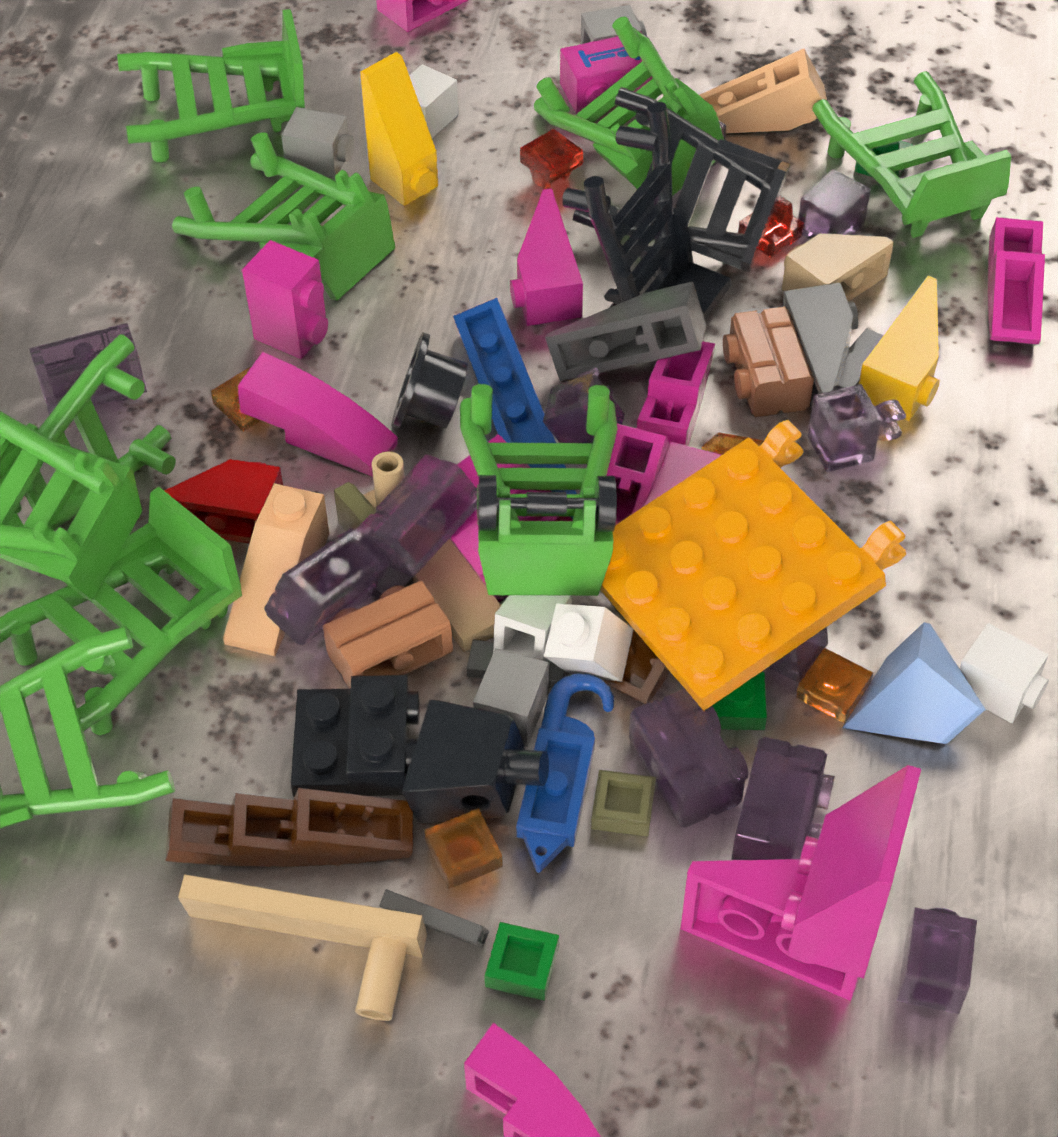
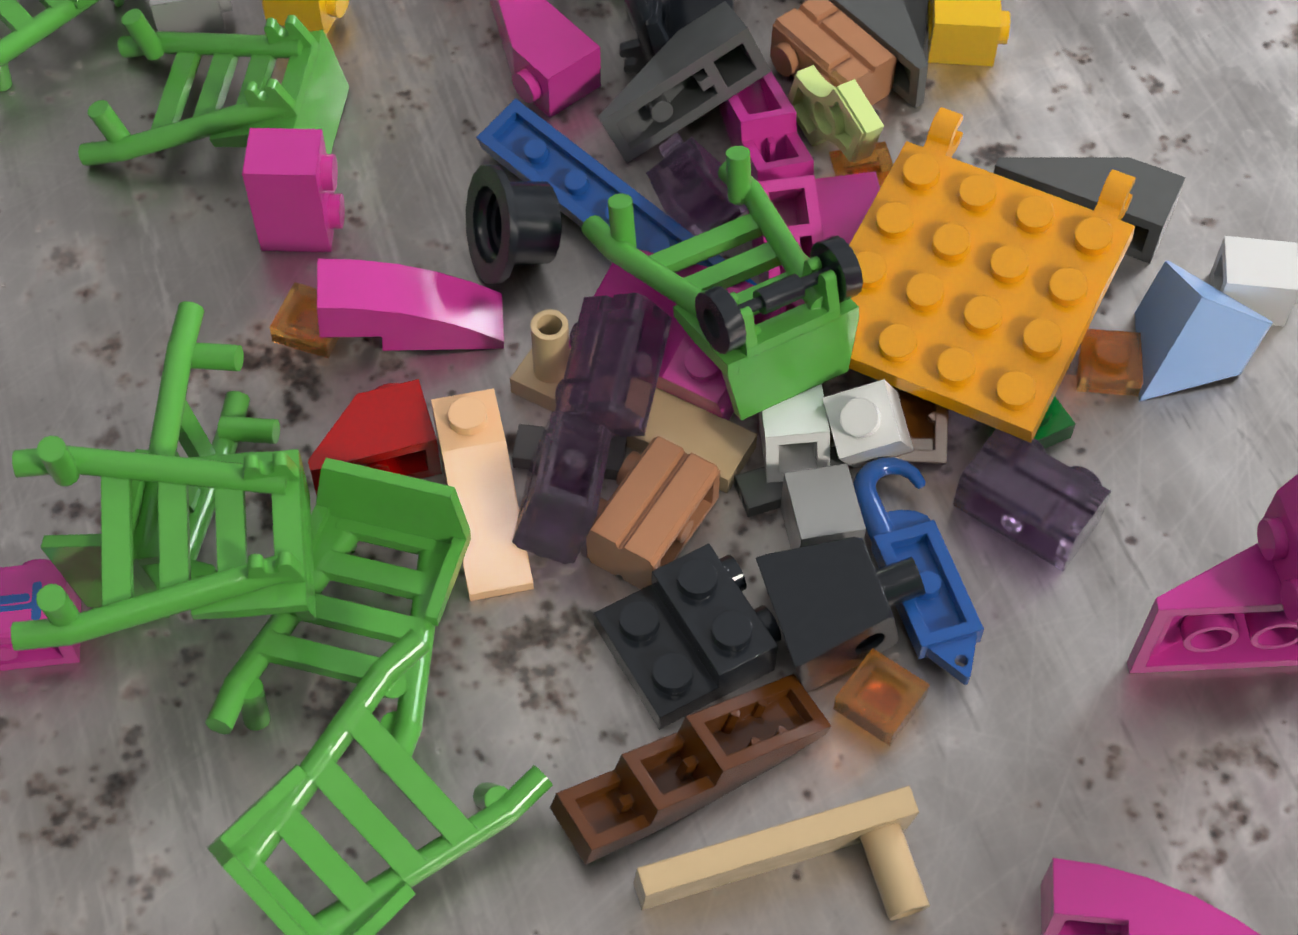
camera: 30 degrees left, 5 degrees up
(63, 362) = (109, 362): brick -> none
(351, 506) = (525, 395): olive tile -> none
(436, 918) = (919, 781): dark grey piece -> none
(522, 961) = (1017, 781): green plate -> none
(623, 803) = (996, 573): olive tile -> none
(729, 401) = (835, 114): none -> yellowish green tile
(781, 801) = (1154, 506): clear purple brick -> none
(848, 425) = (962, 85): brick -> none
(938, 565) = (1083, 179): none -> dark grey slope

